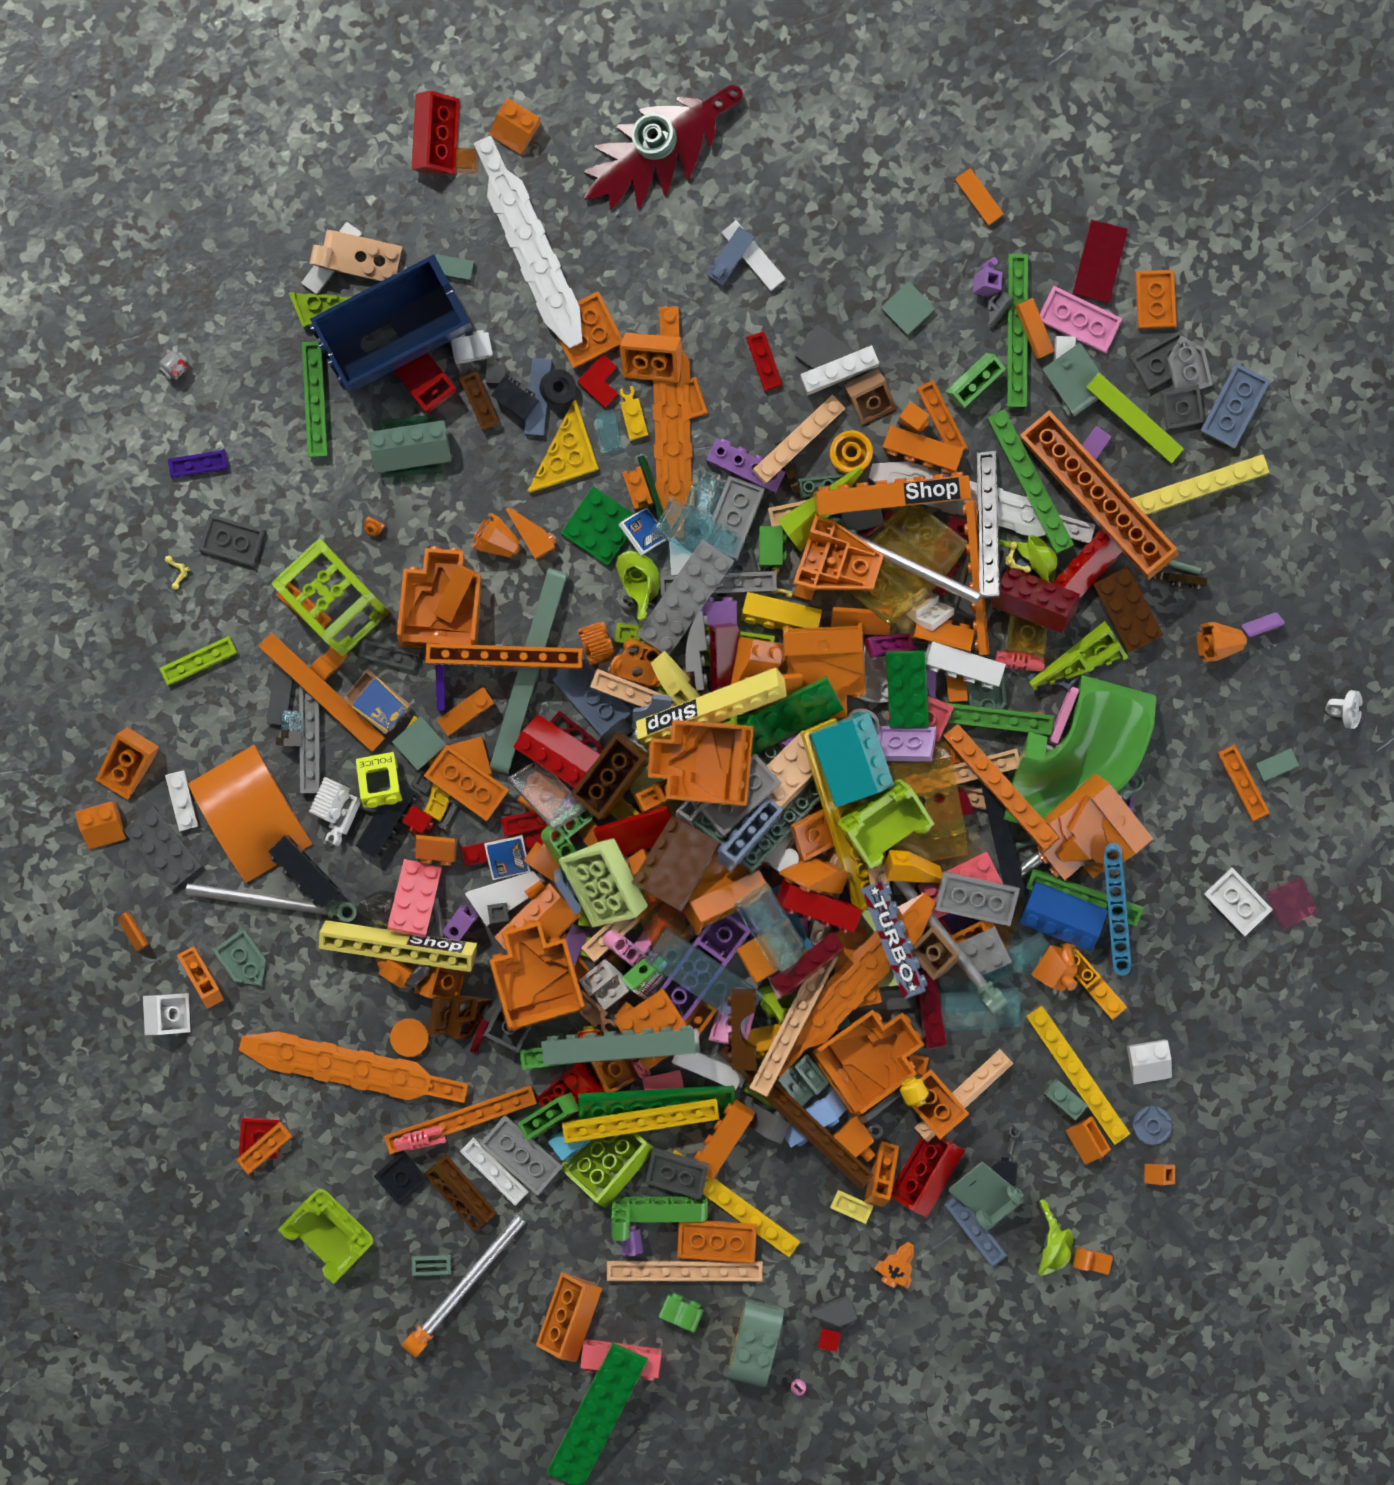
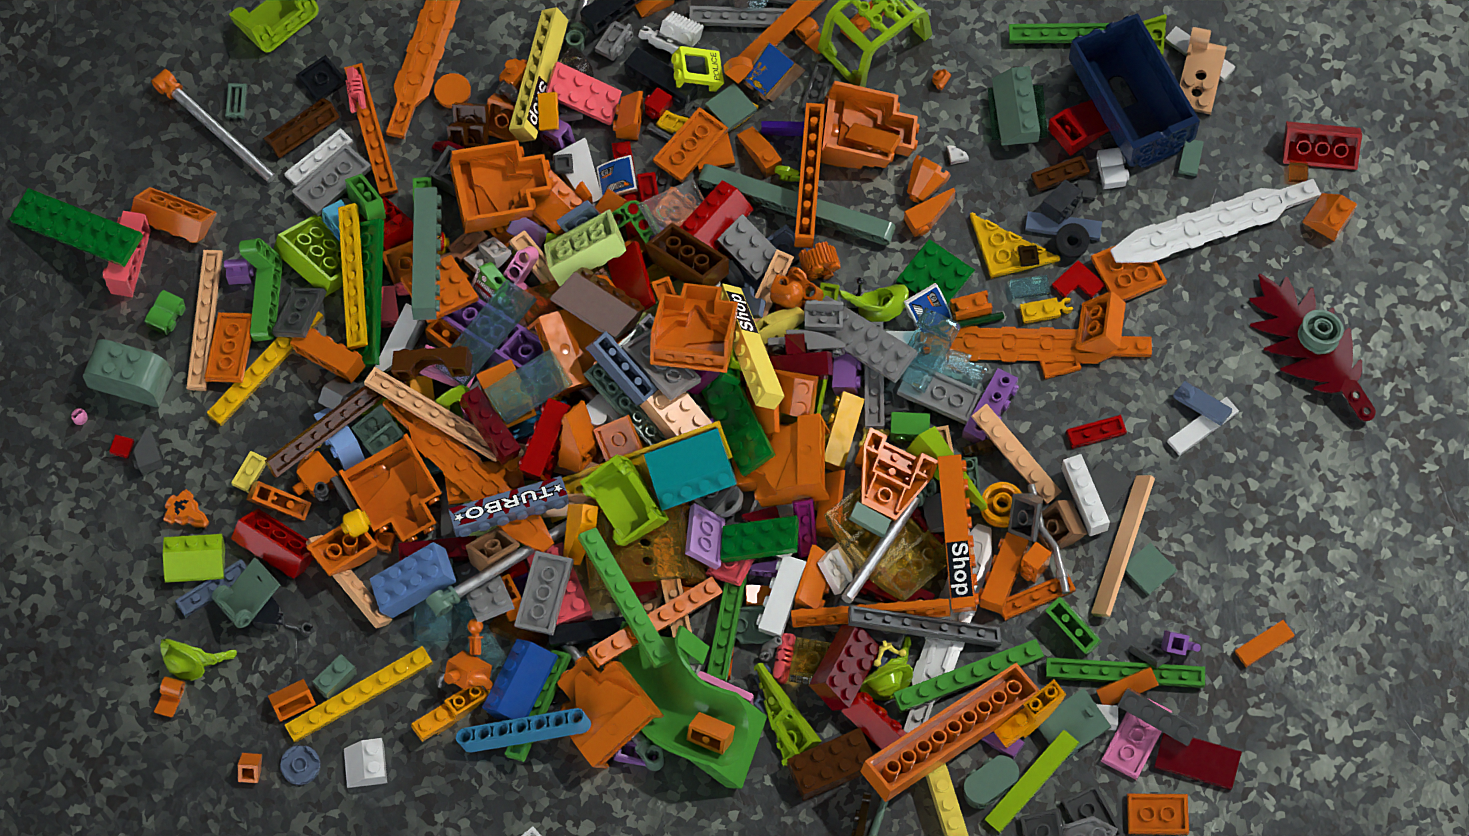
camera: 90 degrees right, 20 degrees down
(343, 871) = (613, 40): none -> light grey bracket
(378, 737) = (738, 68): none -> orange brick
(445, 932) = (548, 111): none -> light orange tile
(461, 508) = (956, 155): none -> white tile
(496, 682) = (787, 173): none -> lime piece
(576, 431) = (1028, 256): none -> dark brown tile
(586, 716) = (747, 247): none -> light grey plate
(642, 673) = (788, 294): none -> orange helmet
(668, 635) = (823, 315): none -> light grey bracket
(704, 661) = (794, 343): none -> dark red slope
(850, 419) = (1061, 572): none -> light grey bar
(870, 426) = (1025, 515): none -> dark grey slope
(879, 687) = (762, 514): none -> dark red tile
(886, 333) = (1122, 546): none -> light nougat tile
(888, 580) = (869, 519): none -> sand green tile
(950, 1252) = (193, 558): none -> lime slope
(967, 1030) = (412, 580): none -> medium blue brick
(985, 817) = (625, 598): none -> bright green plate
(1013, 677) = (769, 648): none -> light grey arm
(1022, 964) = (475, 640): none -> orange axle
(1072, 419) = (1034, 713): none -> light orange slope
(1077, 280) = (1157, 717): none -> dark grey arch
(1112, 726) = (710, 733): none -> orange brick
(1135, 458) = (990, 781): none -> sand green brick

